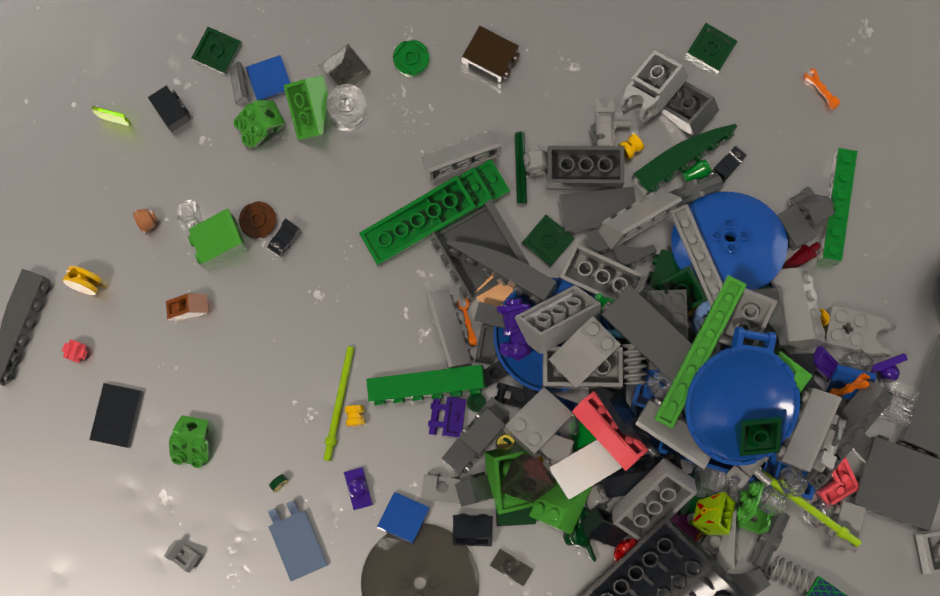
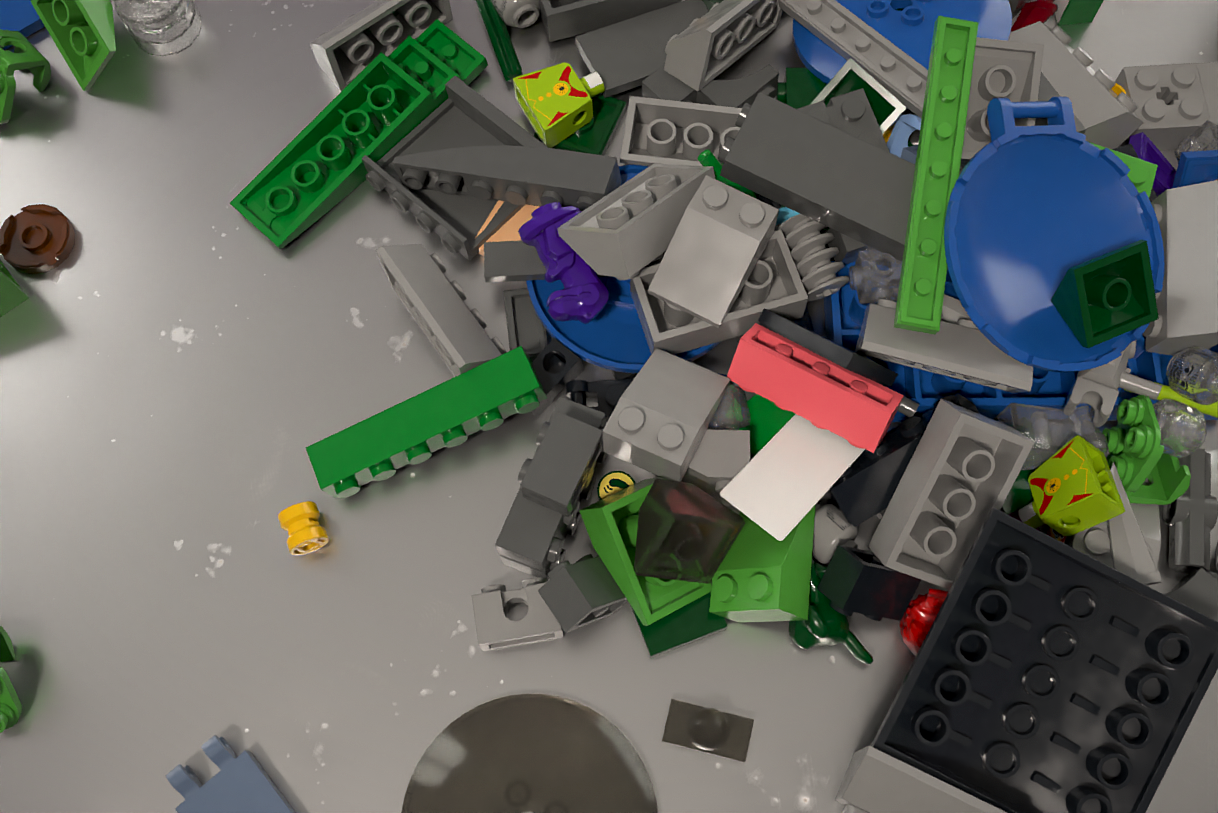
camera: 15 degrees left, 10 degrees down
(278, 483) = (177, 711): dark green tile -> none
(284, 238) = (90, 250): black leg -> none
(331, 440) = (267, 592): lime bar -> none
(358, 488) = (347, 671): dark purple tile -> none
(403, 517) = (455, 699): blue tile -> none
(453, 417) = (499, 469): dark purple plate -> none
(471, 336) = (491, 317): orange piece -> none
(472, 530) = (604, 678): black brick -> none
(476, 402) = (529, 430): dark green tile -> none
(539, 230) = (557, 100): none -> lime torso

